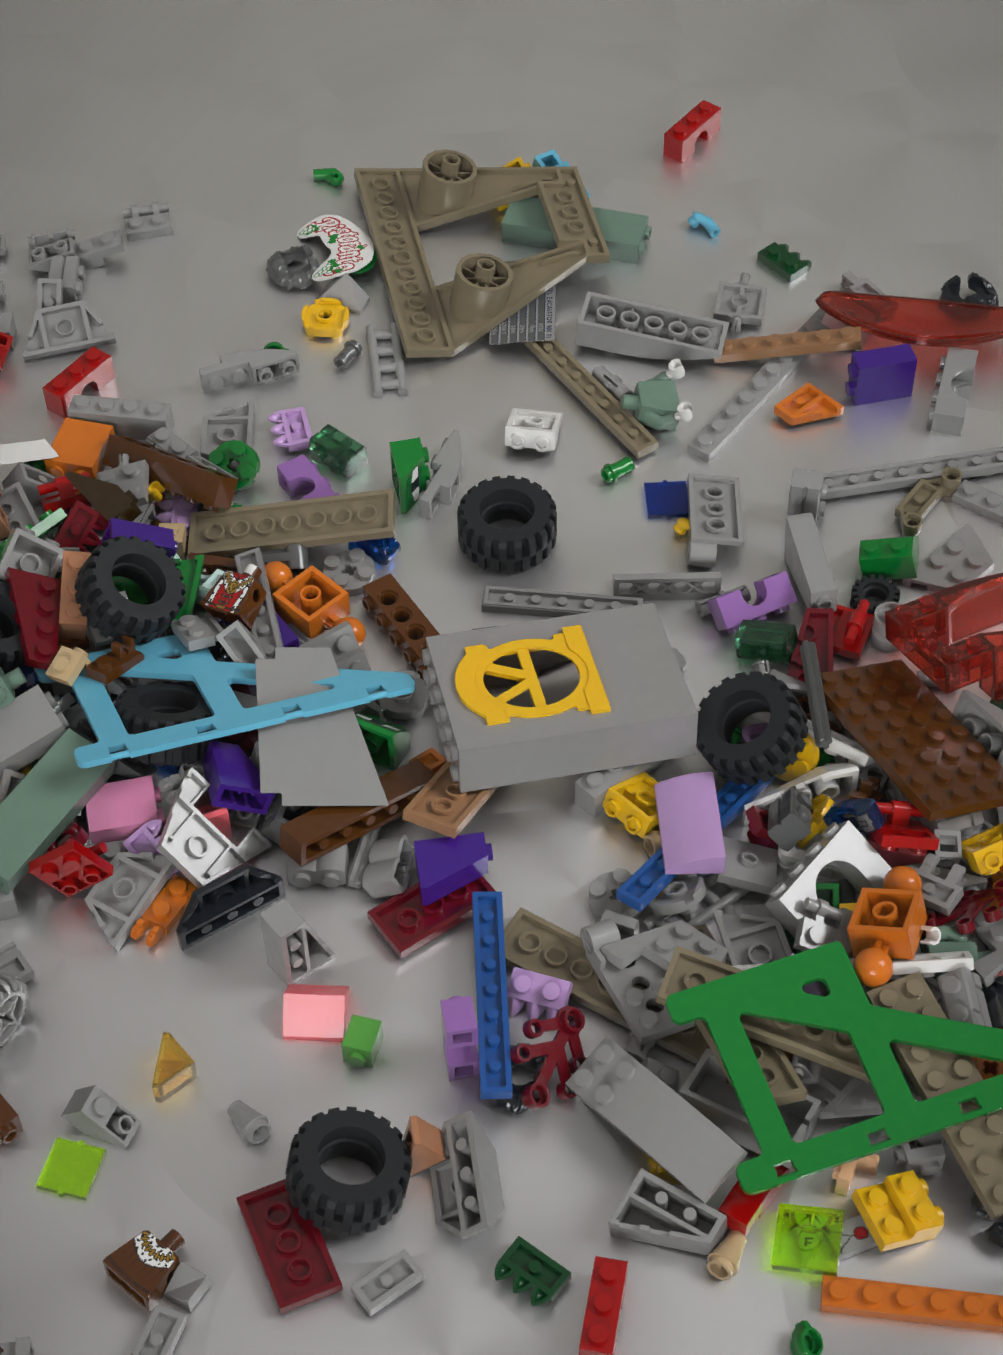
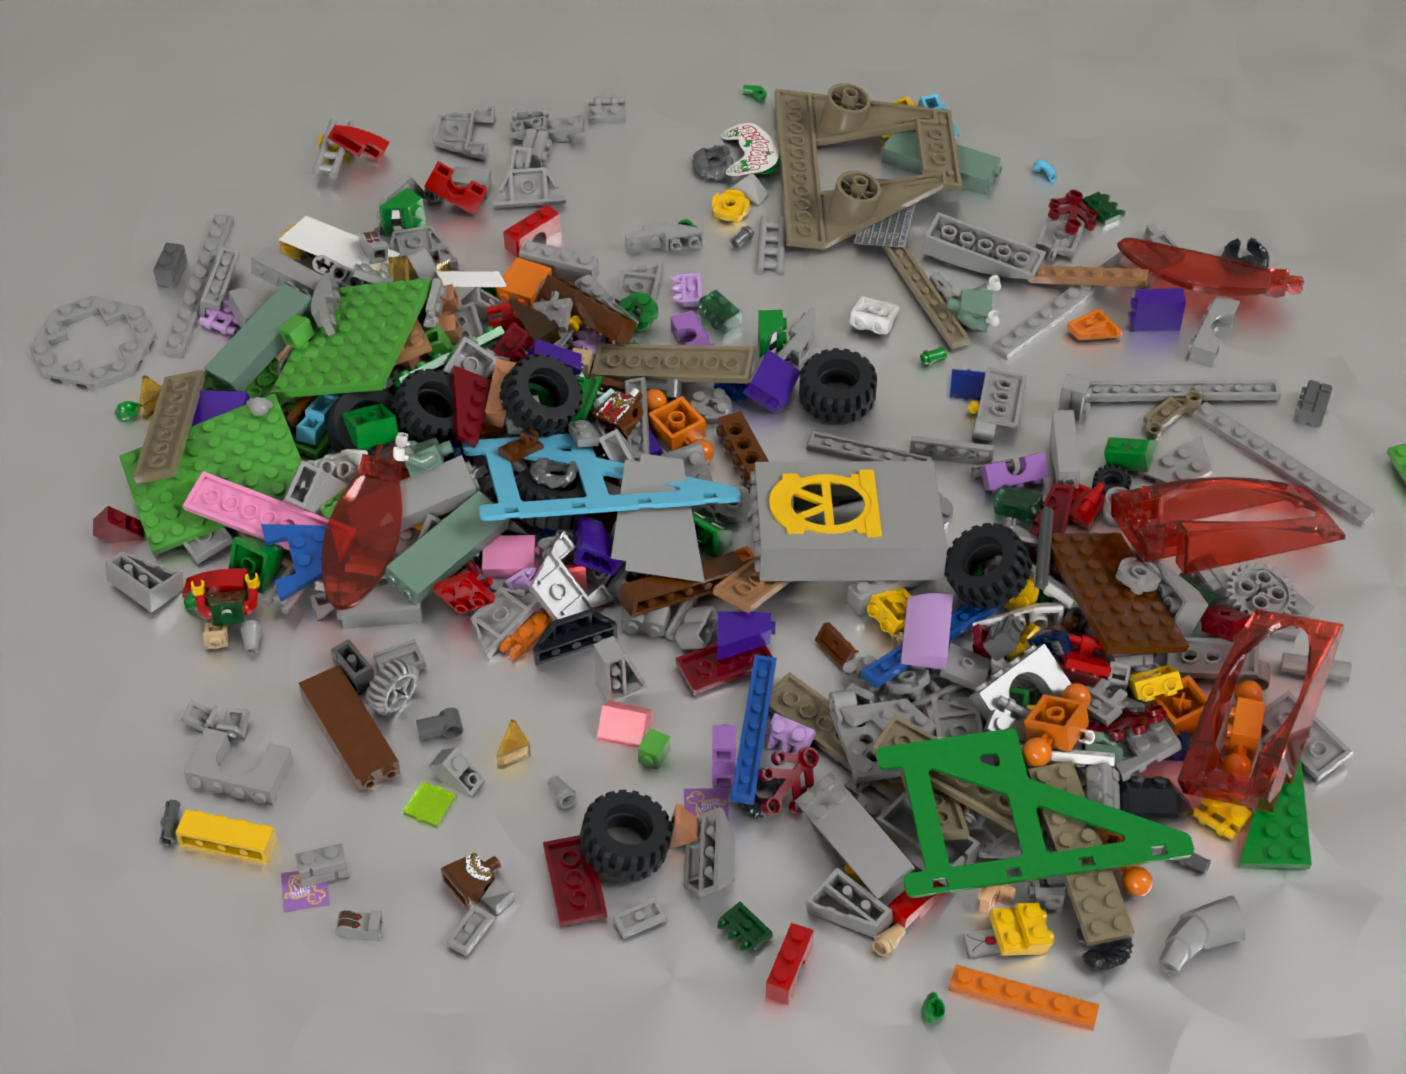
camera: 10 degrees right, 0 degrees up
(67, 665) = (486, 444): tan bracket -> none
(76, 1051) = (446, 723): none -> dark grey piece
(148, 685) = (541, 472): none -> dark grey piece
(422, 531) = (772, 382): none -> dark purple brick
(444, 1101) = (706, 799): none -> medium lavender sticker
(573, 861) = (835, 644): none -> reddish brown plate
(700, 122) = (1061, 85): red arch -> none
(749, 257) = (1075, 200): none -> dark red plant
(808, 1239) = (950, 938): clear neon green tile -> none
(942, 711) = (1138, 576): none -> light grey plate

